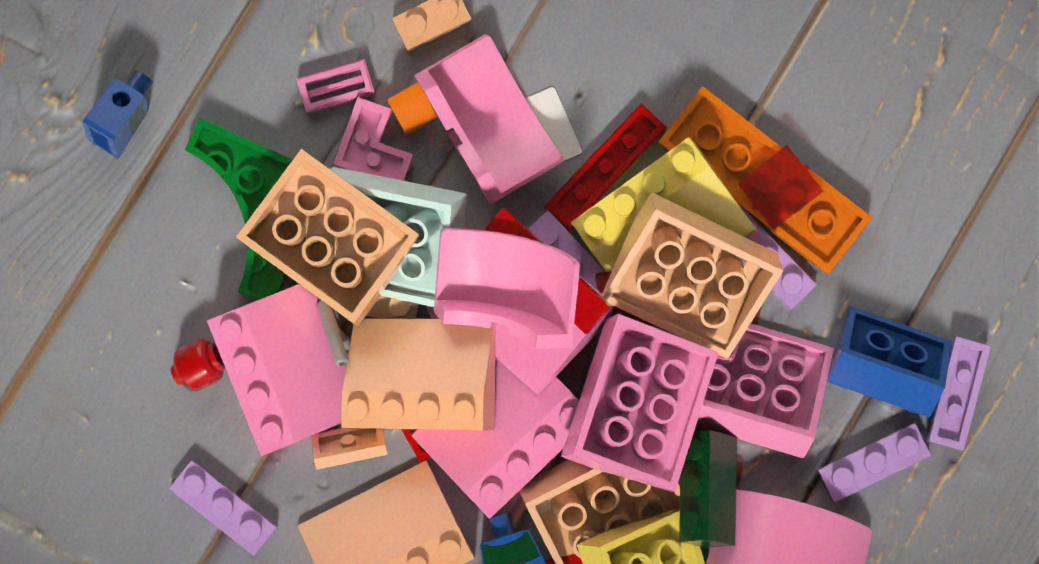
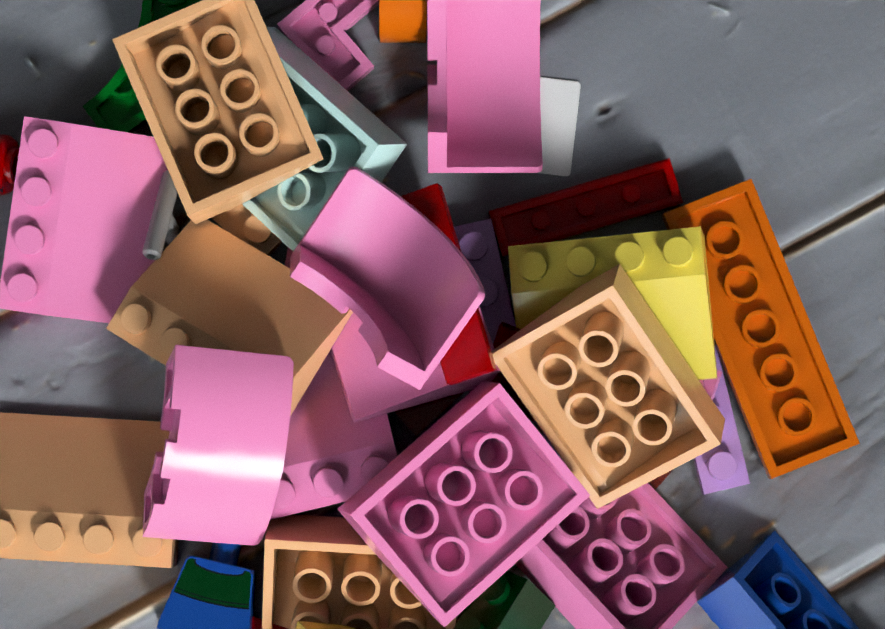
camera: 25 degrees right, 0 degrees up
(347, 446) = (103, 354): light nougat plate -> none
(464, 458) = (223, 446): none -> bright pink panel
(780, 187) = (773, 346): clear red piece -> none

